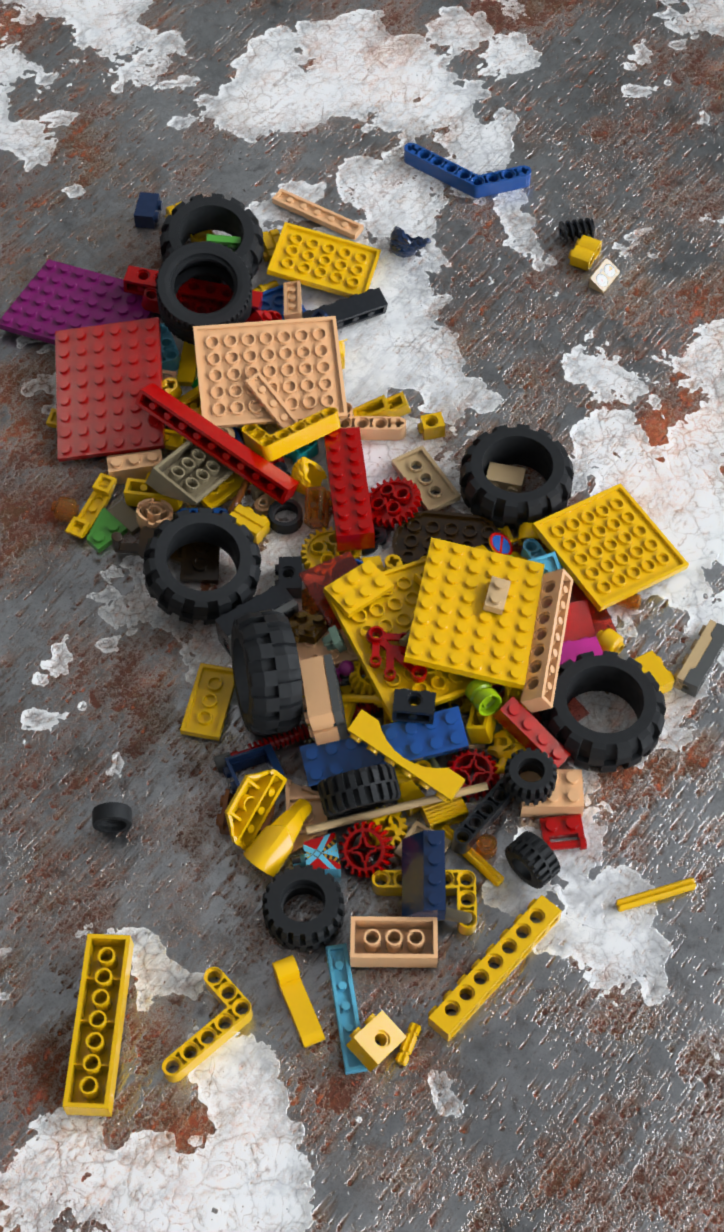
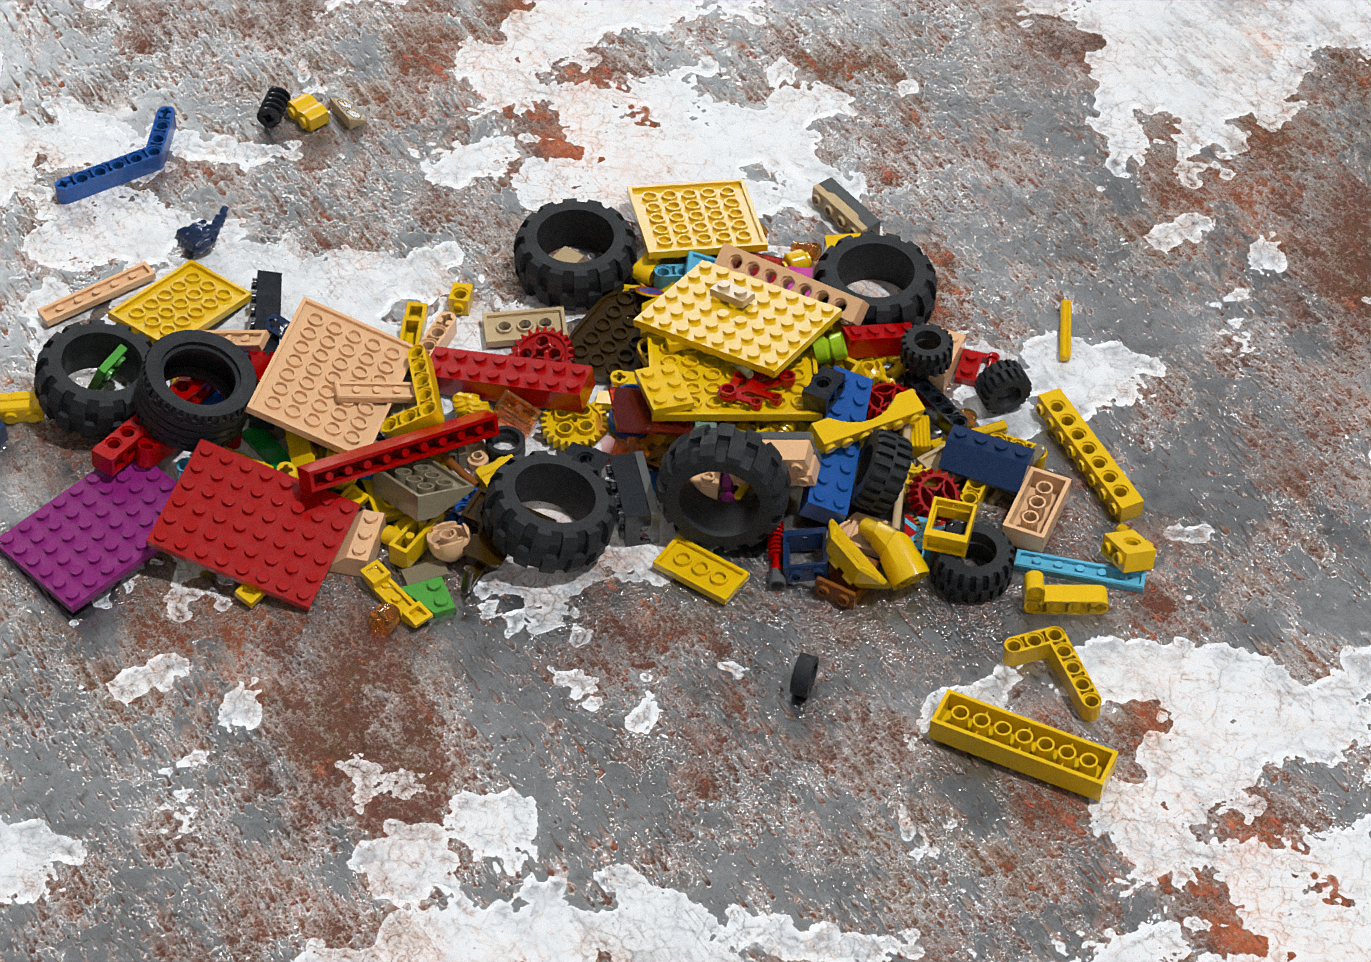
camera: 70 degrees left, 10 degrees down
(312, 851) = (945, 541): none -> yellow window
(634, 646) = (811, 247): none -> clear orange cone

